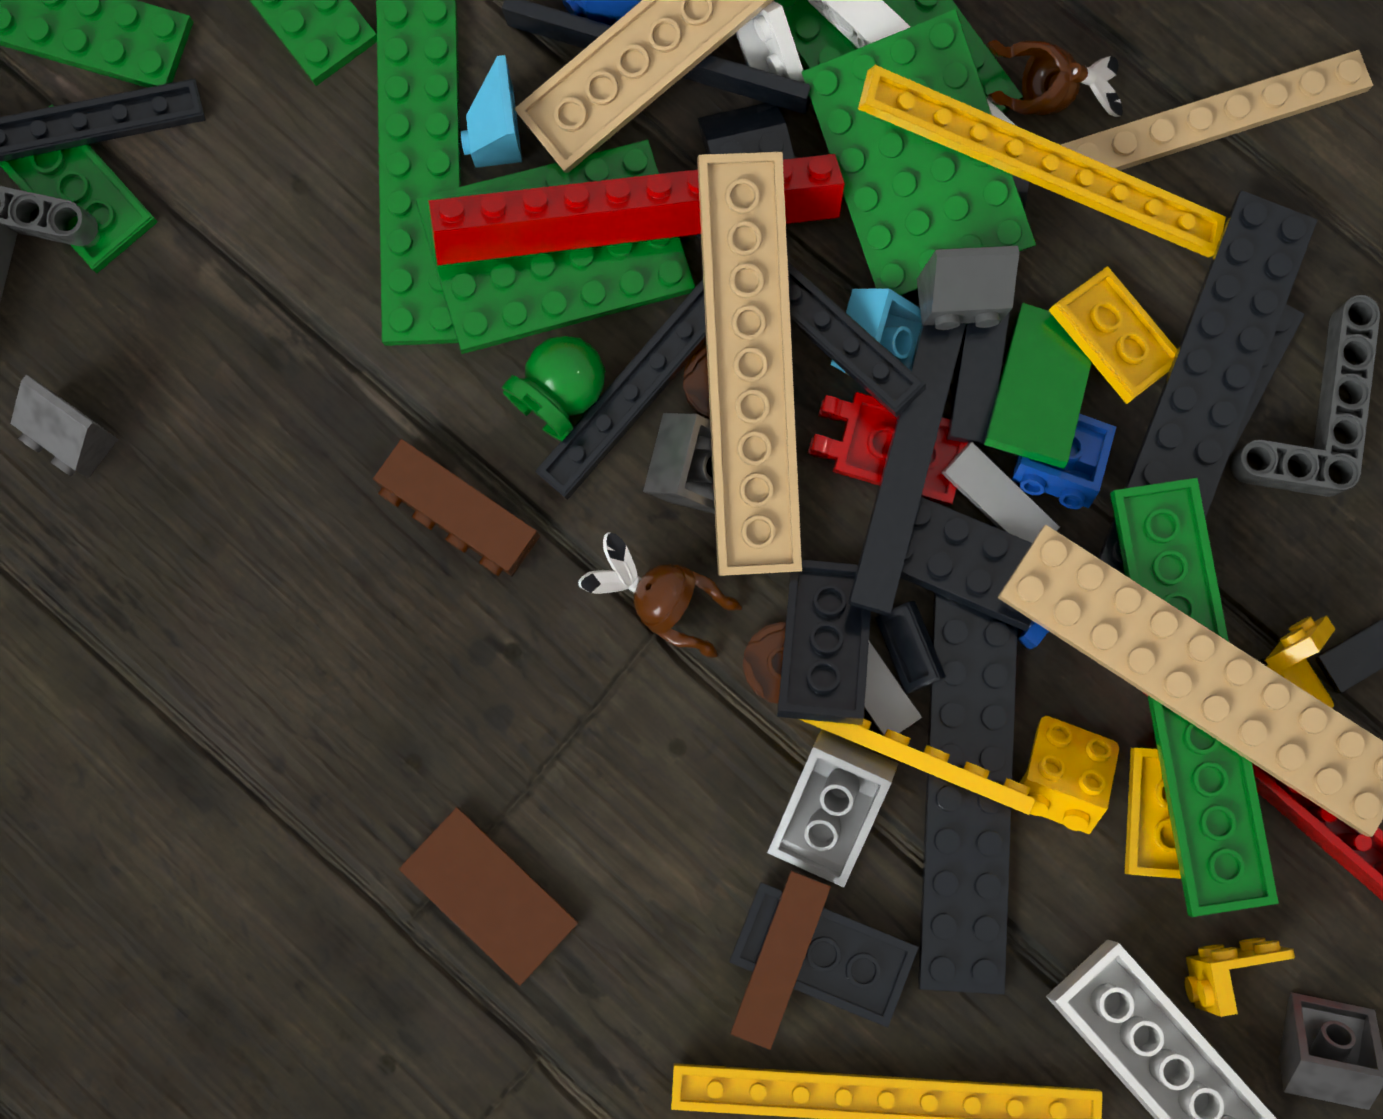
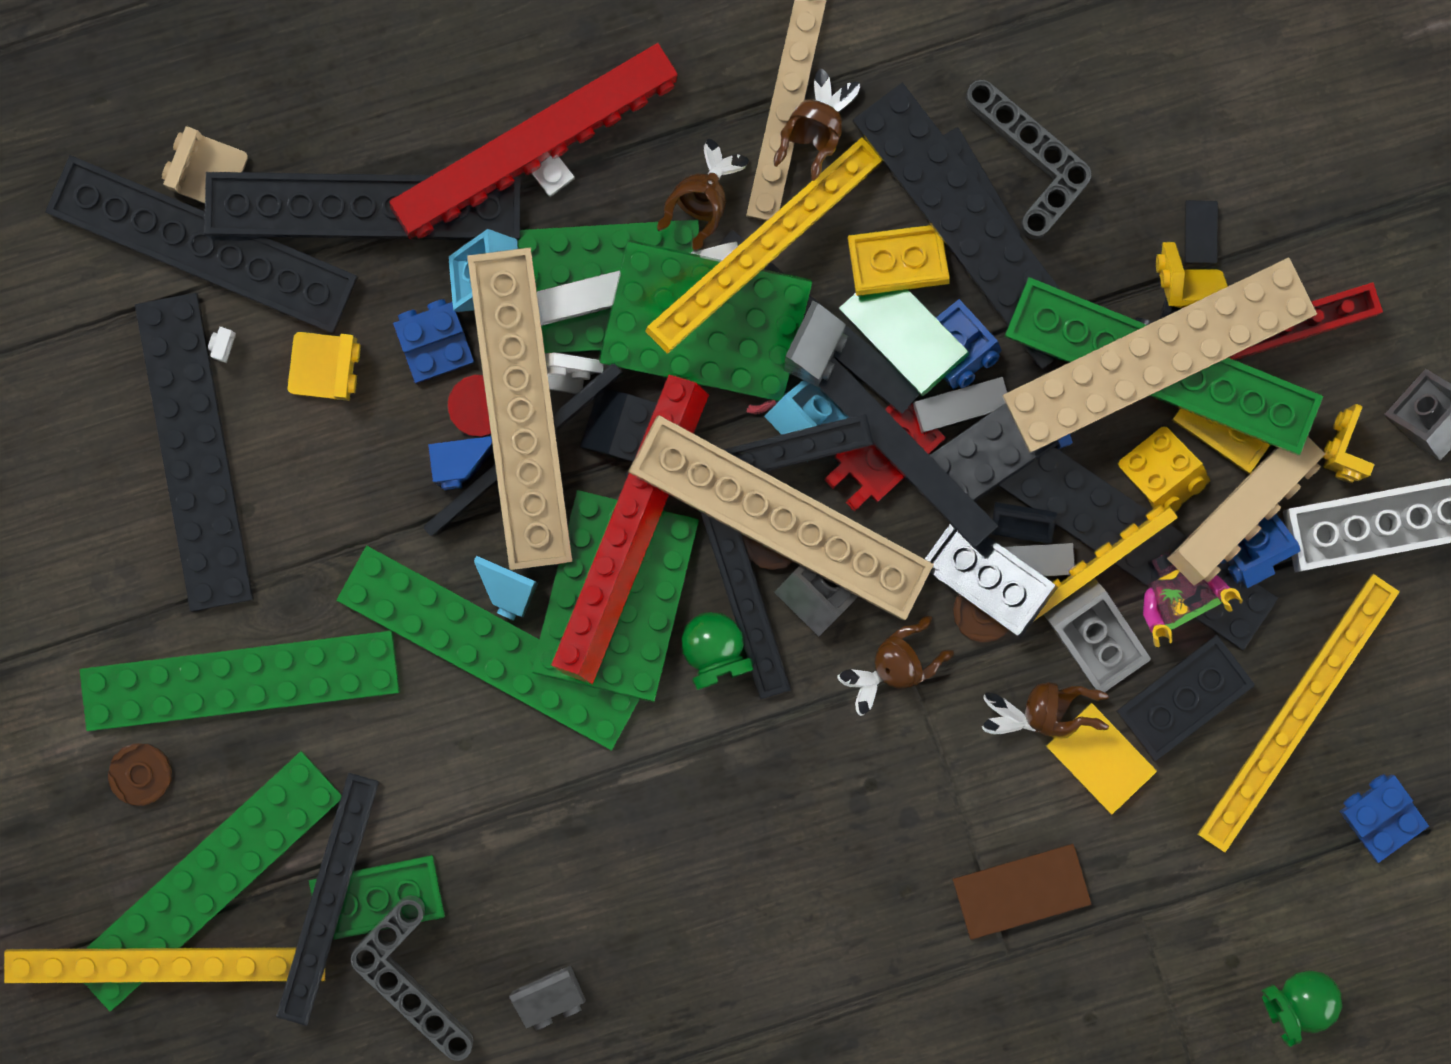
camera: 60 degrees left, 5 degrees up
(456, 508) = (755, 766): reddish brown brick -> none
(695, 898) = (1103, 761): none -> yellow tile
(708, 797) = (1042, 712): none -> reddish brown hair
(780, 960) = (1173, 727): reddish brown tile -> none
(854, 279) = (753, 409): none -> coral leg
(940, 877) = (1176, 600): none -> torso
(1049, 930) = (1262, 551): none -> blue plate
(1083, 889) = (1243, 510): none -> tan brick
(1212, 154) = (817, 121): none -> reddish brown hair

